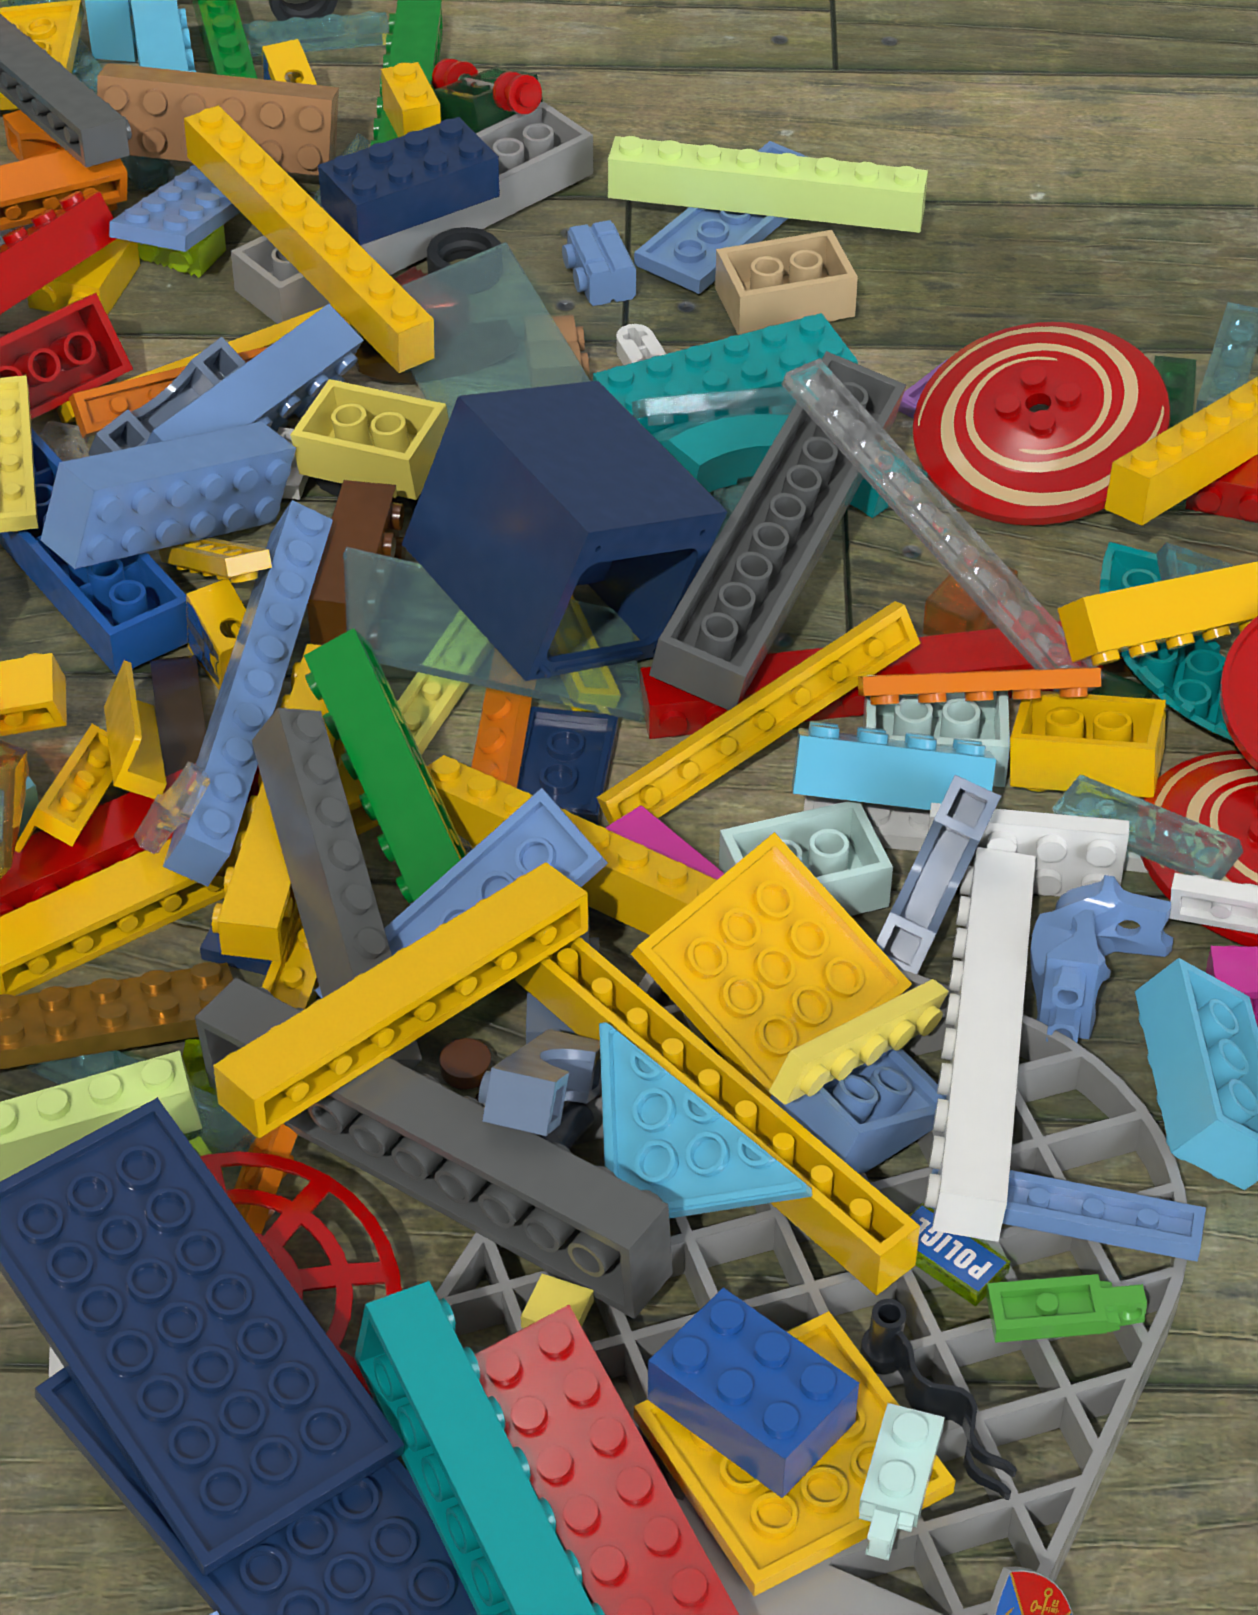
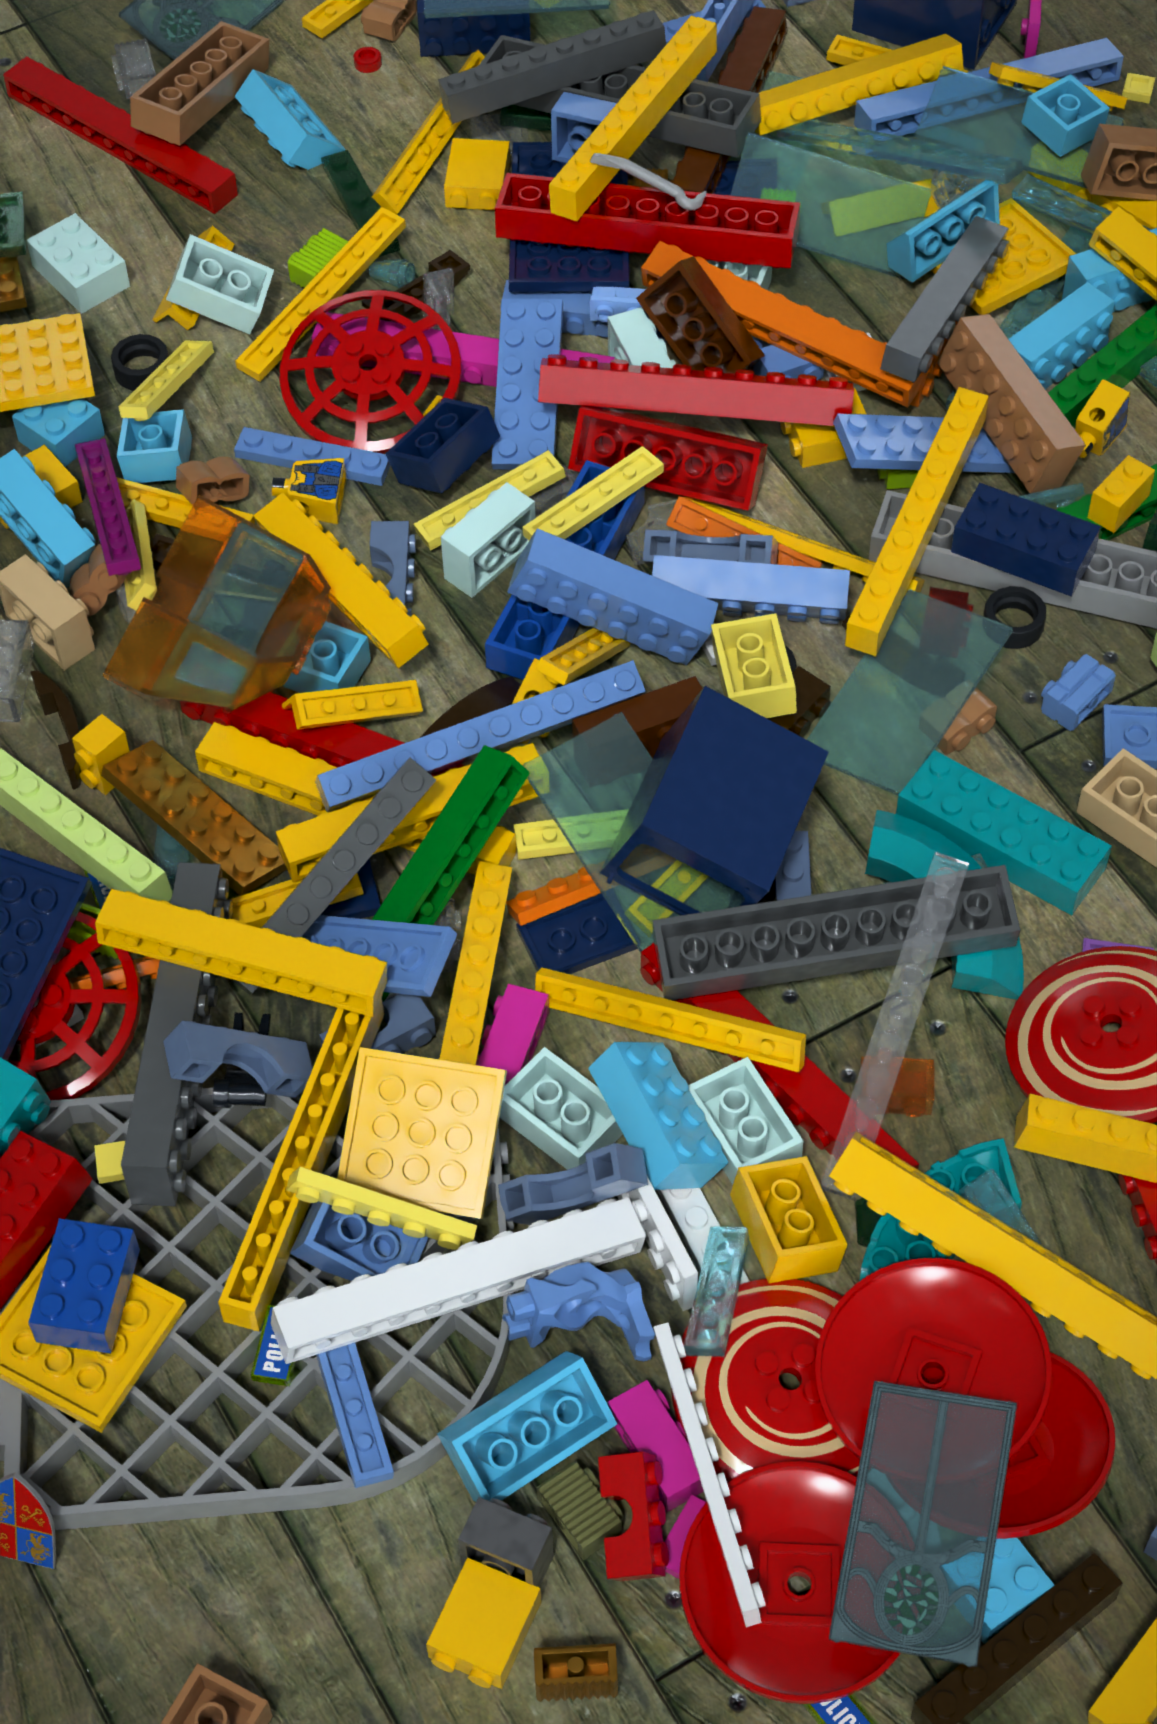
camera: 60 degrees right, 10 degrees up
(133, 739) = (411, 707): yellow panel -> none
(172, 808) = (346, 756): clear tile -> none
(464, 1063) = (296, 1020): reddish brown tile -> none
(636, 344) = (1001, 764): white beam -> none
(676, 1143) = (245, 1150): medium azure tile -> none
(703, 406) = (945, 828): clear light blue plate -> none
(890, 1350) = (182, 1347): black flag -> none
(898, 1475) = (77, 1393): light aqua hinge -> none
(979, 684) = (771, 1122): orange plate -> none
(1062, 1307) = (267, 1426): bright green hinge -> none

